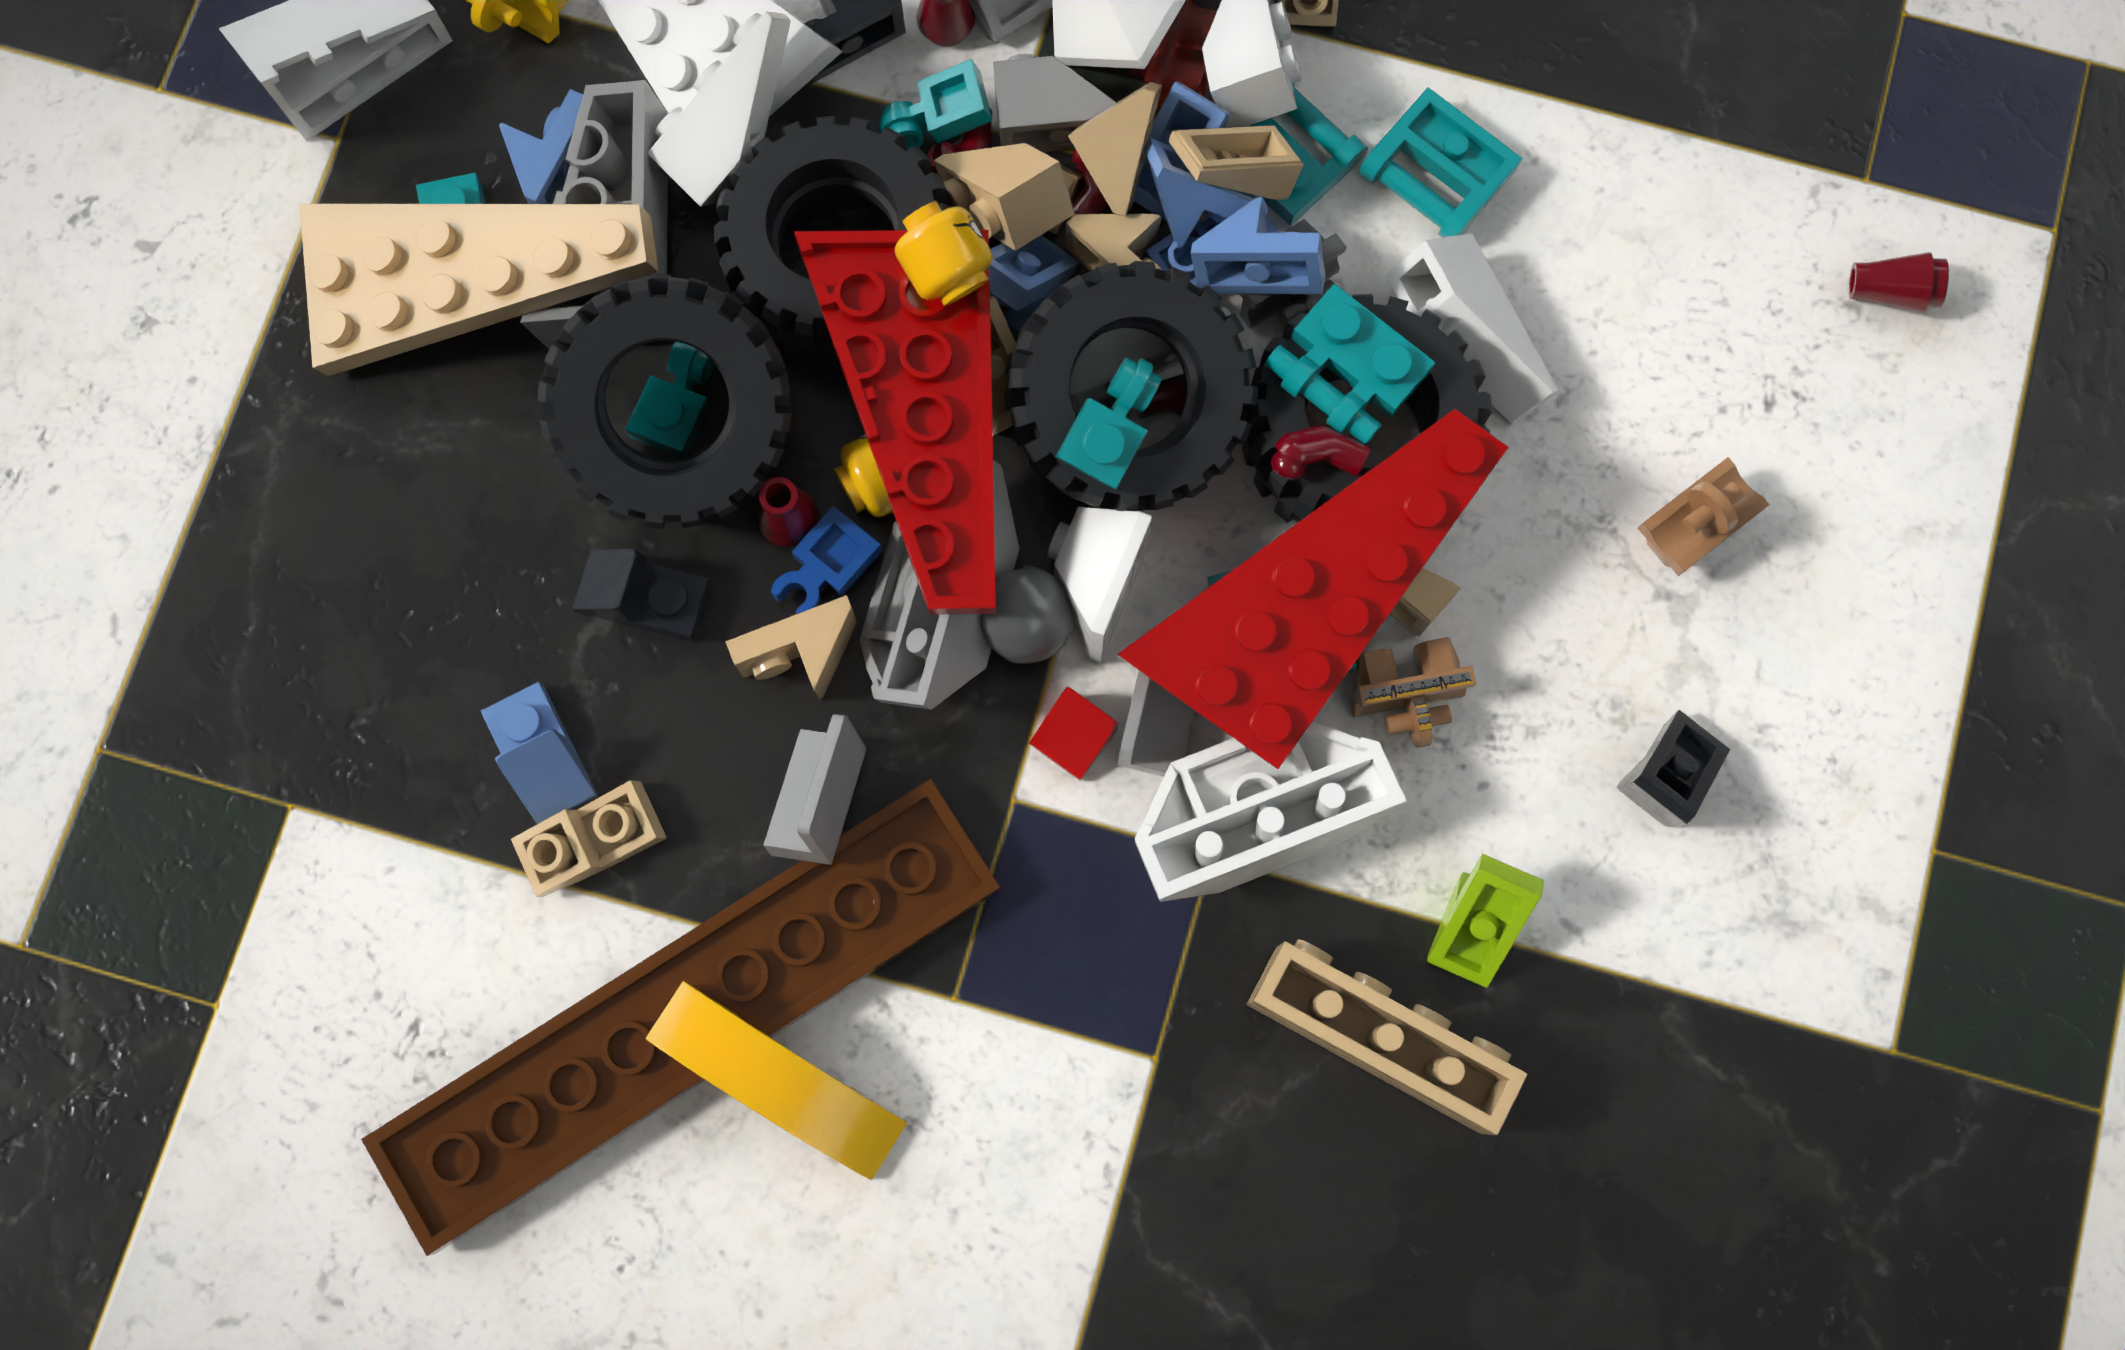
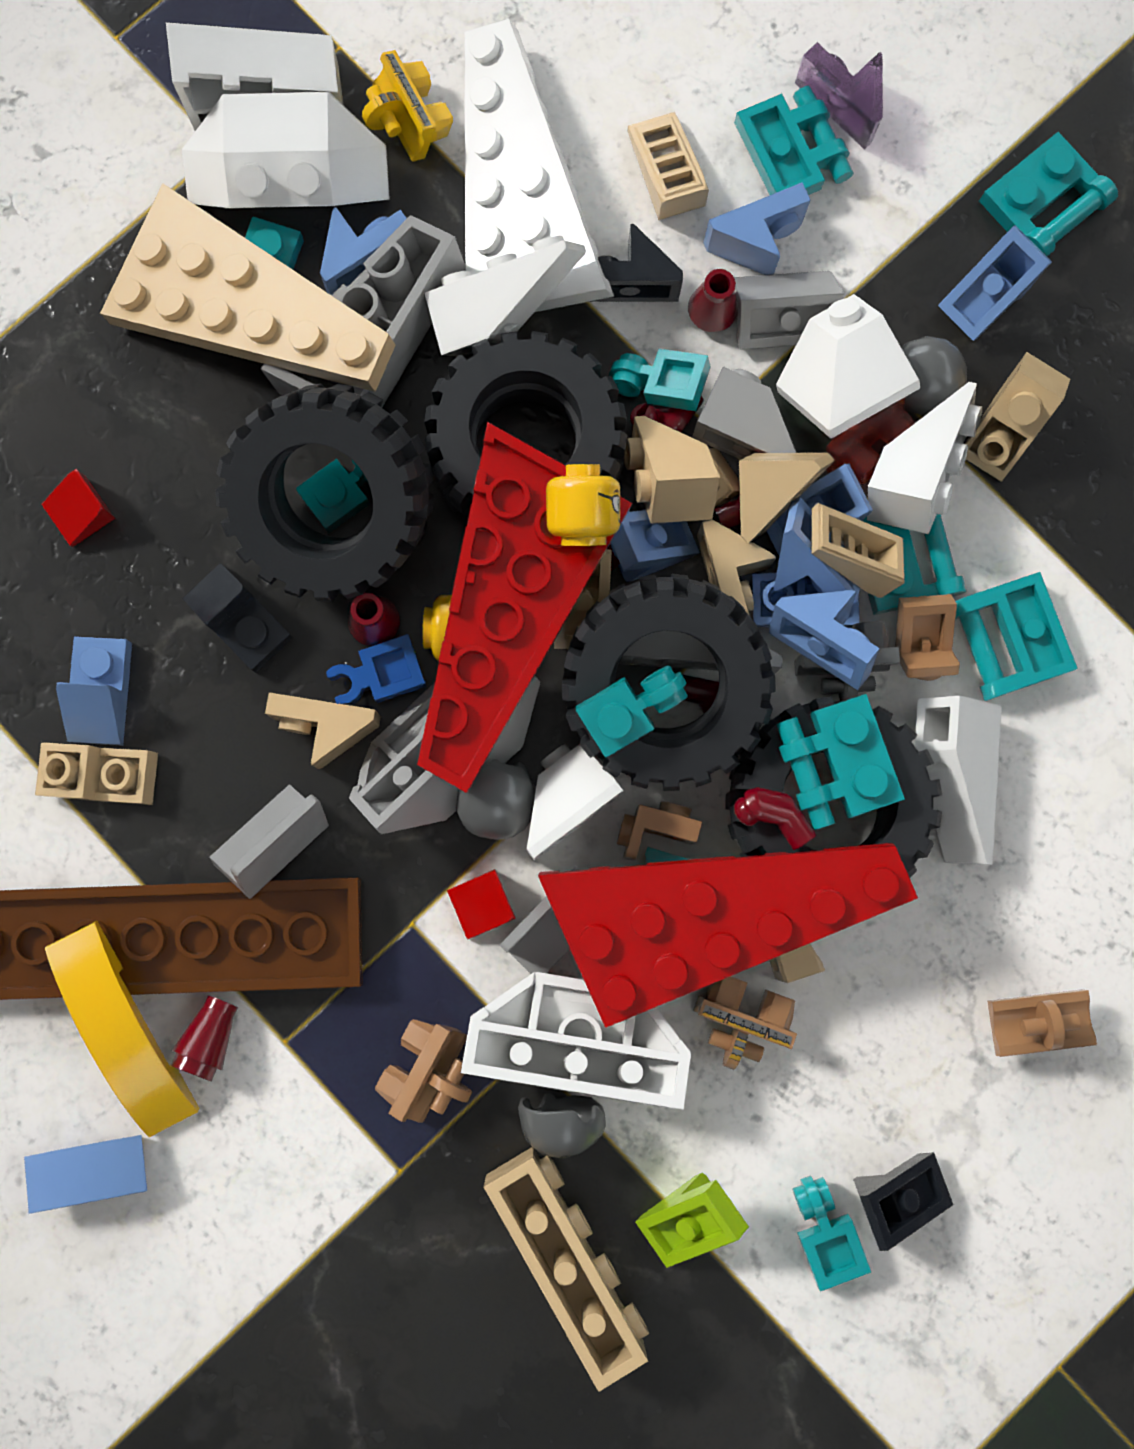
camera: 25 degrees right, 5 degrees up
(404, 580) = (77, 508): none -> red slope
(411, 102) = (283, 154): none -> white wedge
(827, 1255) = (85, 1174): none -> medium blue slope
(871, 1042) = (206, 1040): none -> dark red cone
(1132, 934) = (434, 1076): none -> medium nougat hips
(1210, 541) = (668, 821): none -> medium nougat bracket
(1294, 902) = (562, 1124): none -> dark grey hair
(1355, 210) = (927, 636): none -> medium nougat bracket
(1638, 863) = (831, 1245): none -> teal plate

